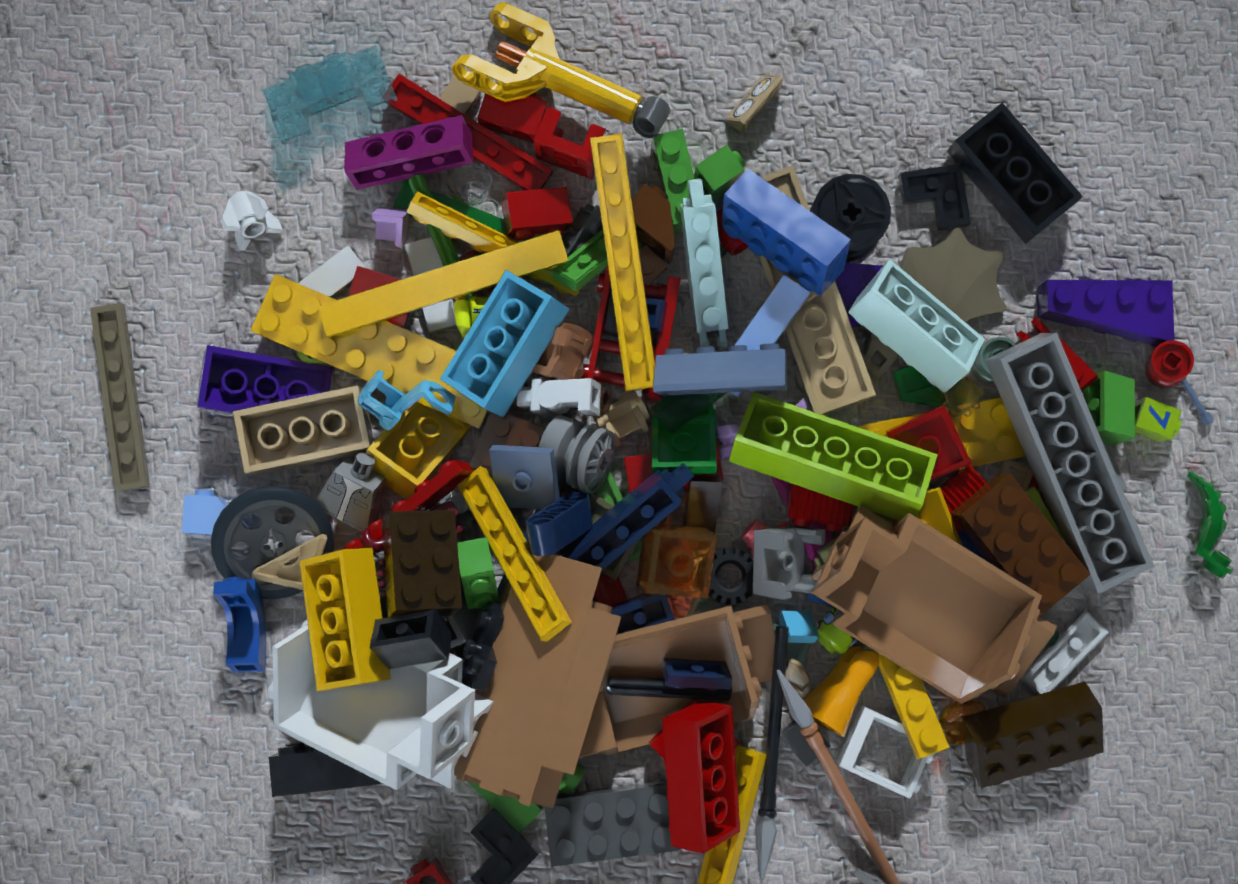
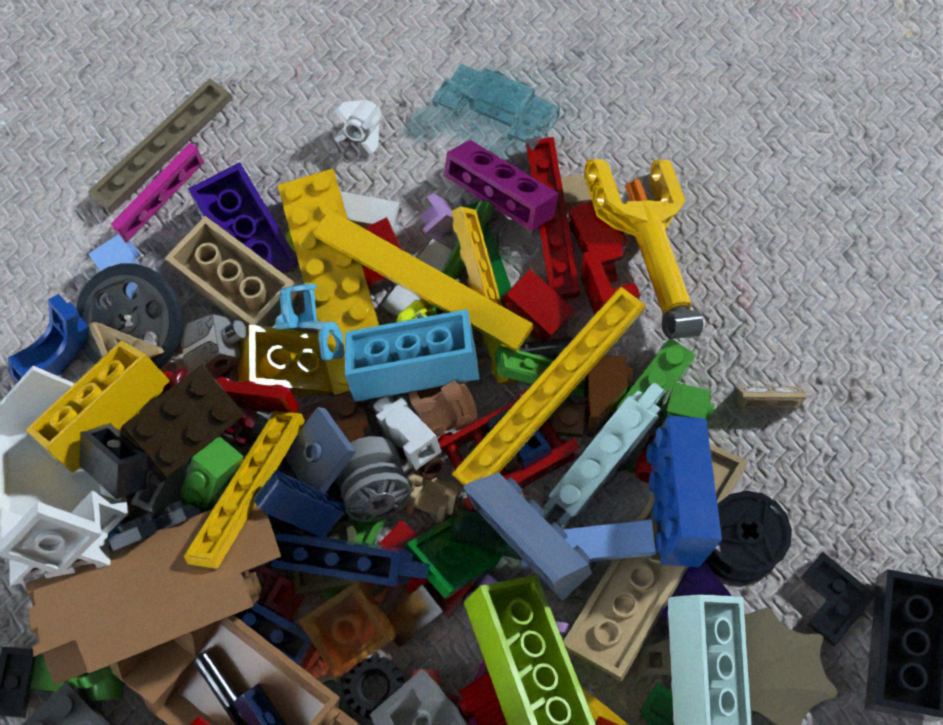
camera: 55 degrees right, 15 degrees down
(167, 433) = (157, 192): none -> dark pink tile

